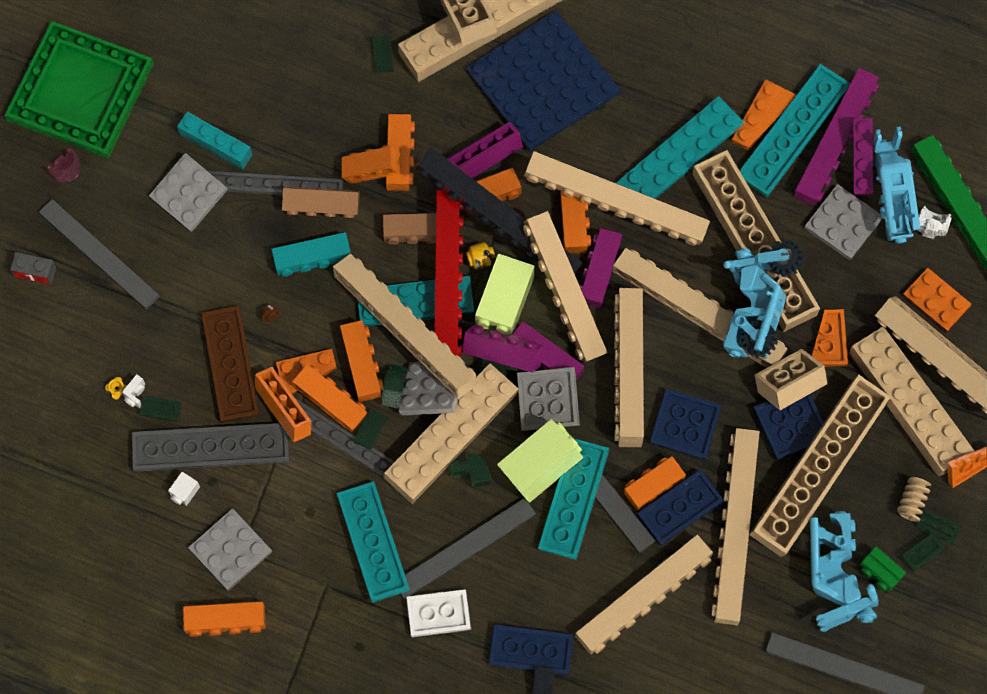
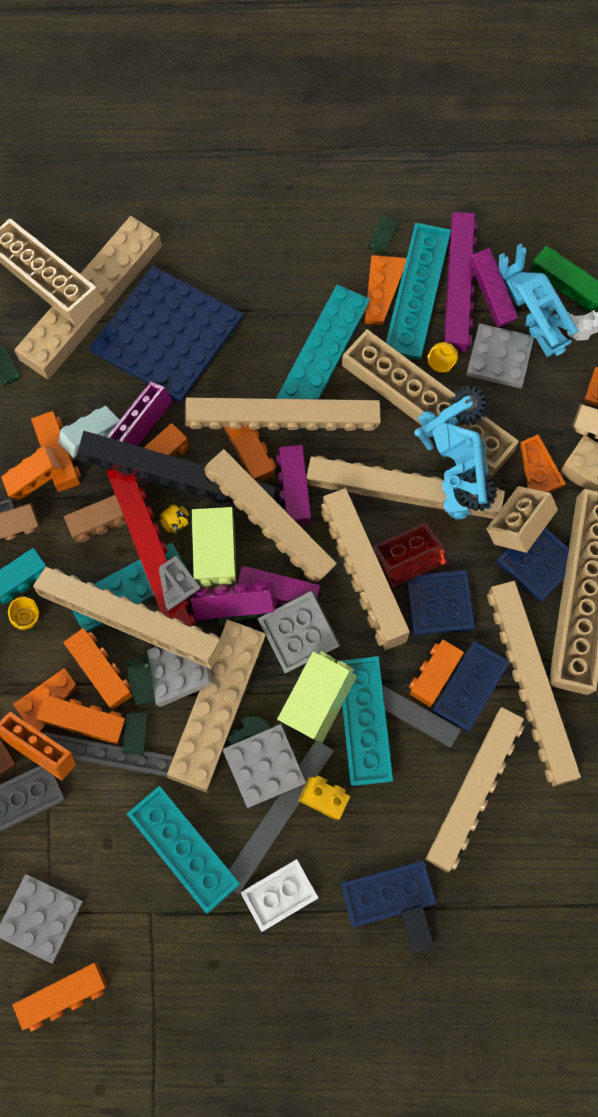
camera: 20 degrees left, 0 degrees up
(315, 286) = (23, 613): none -> yellow hair
(445, 142) = (99, 422): none -> light aqua brick
(458, 313) = (176, 583): none -> light grey wing
(470, 500) = (264, 765): none -> light grey plate
(510, 548) = (324, 797): none -> yellow brick
(675, 370) = (409, 554): none -> clear red brick
(785, 63) = (383, 235): none -> clear green plate
(787, 203) = (442, 357): none -> yellow hair

